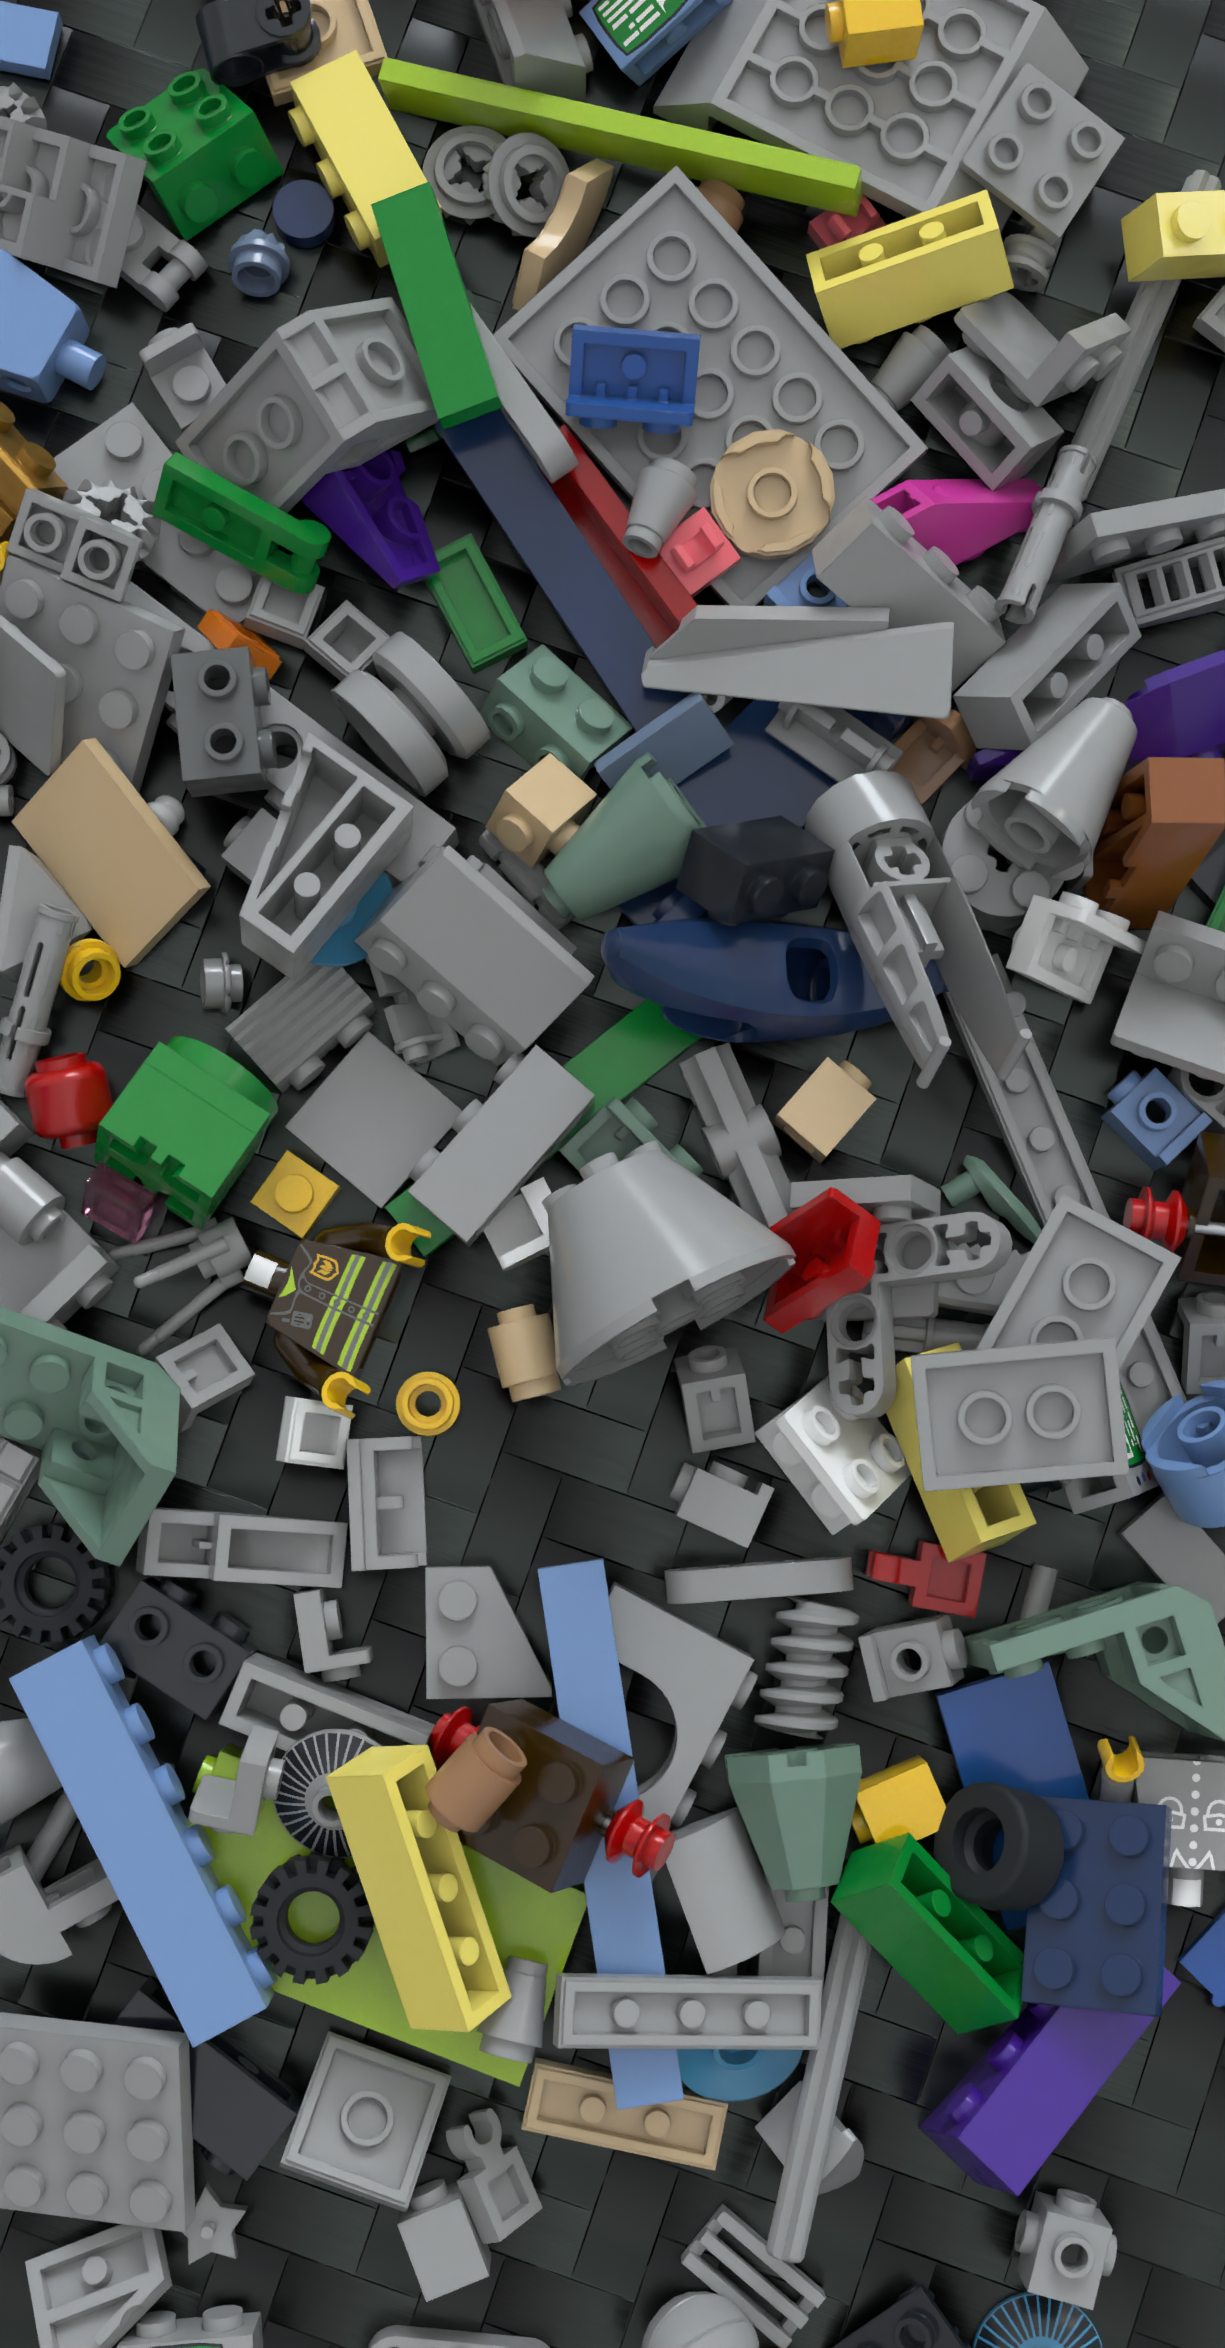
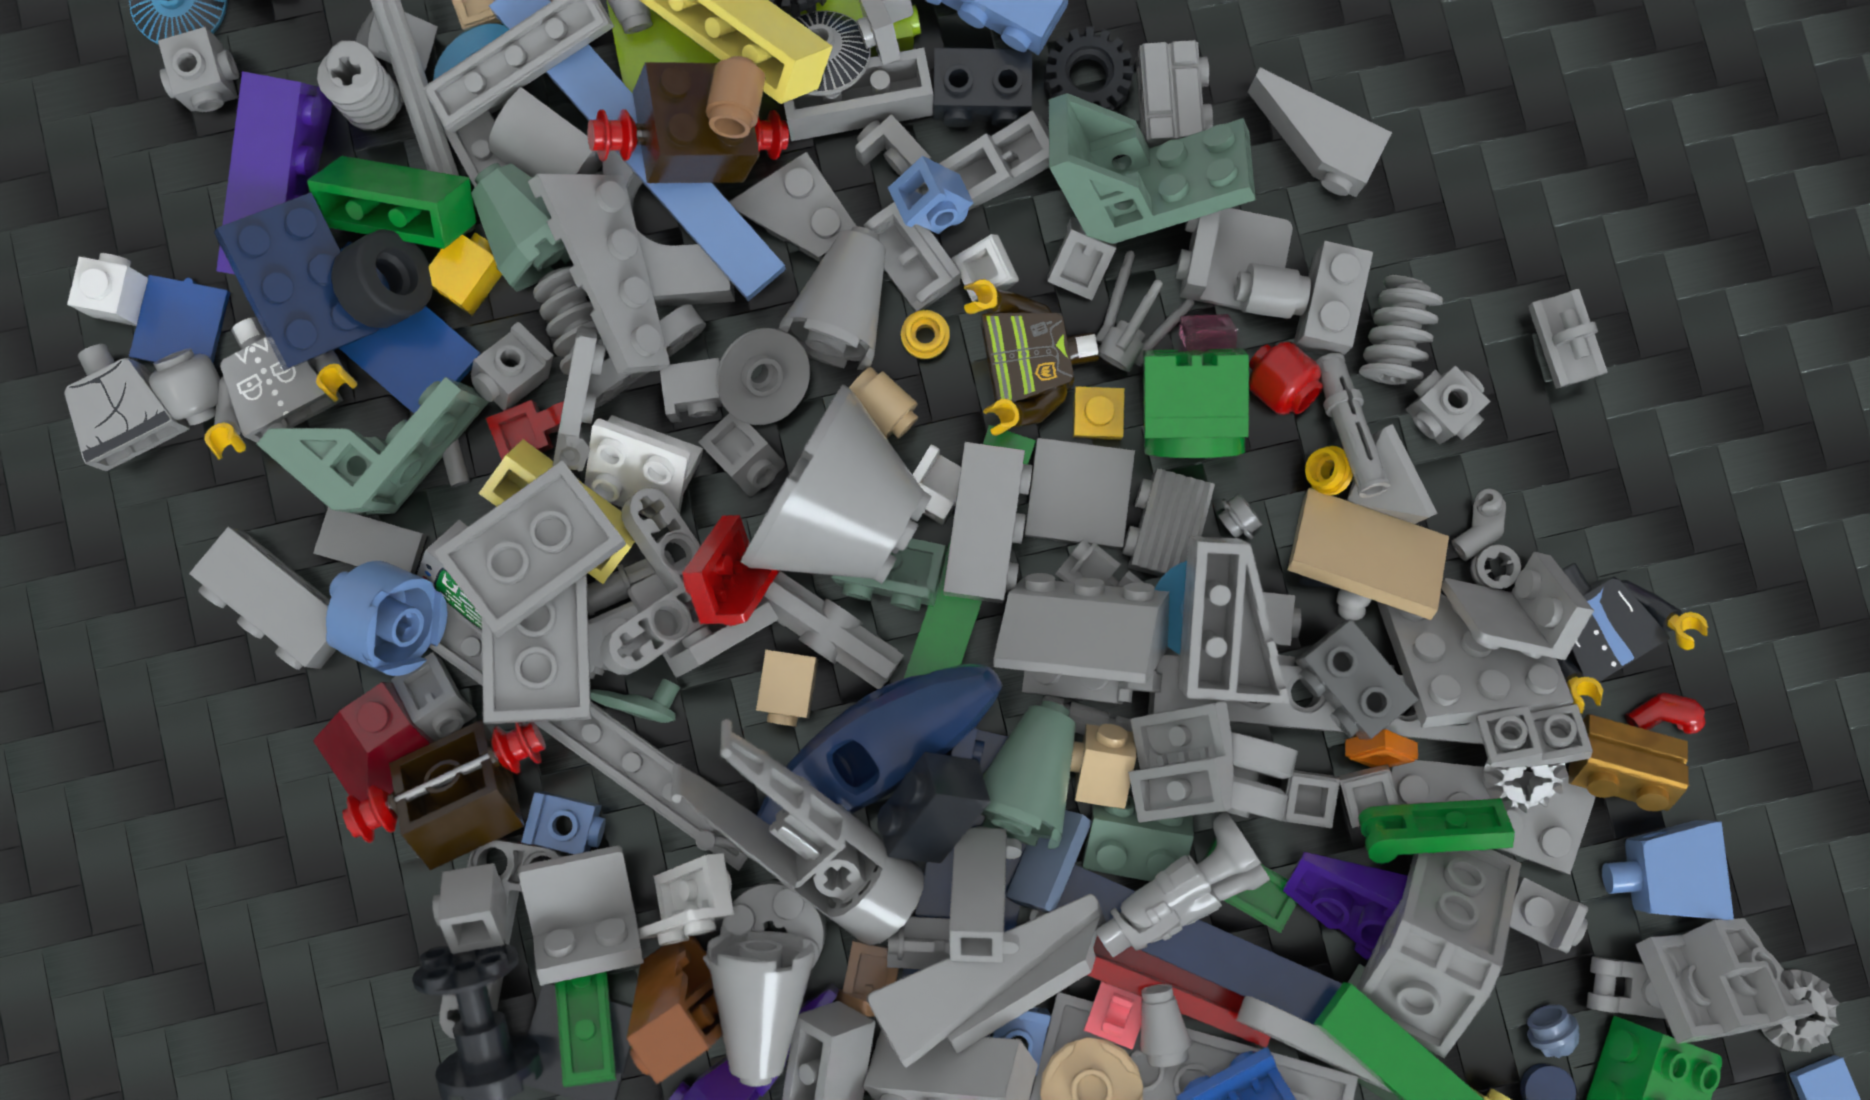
camera: 150 degrees right, 0 degrees up
(324, 1529) = (941, 206): none -> medium blue brick
(460, 749) = (1183, 762): none -> light grey slope
(498, 1495) = (841, 302): none -> light grey cone
(545, 625) = (1185, 892): none -> light grey piece
(637, 1445) = (776, 389): none -> light grey dish
(727, 1720) = (608, 262): none -> light grey wing
(762, 749) = (980, 896): none -> light grey brick
(864, 1560) = (578, 403): none -> light grey hinge
(890, 2101) = (359, 86): none -> light grey piece

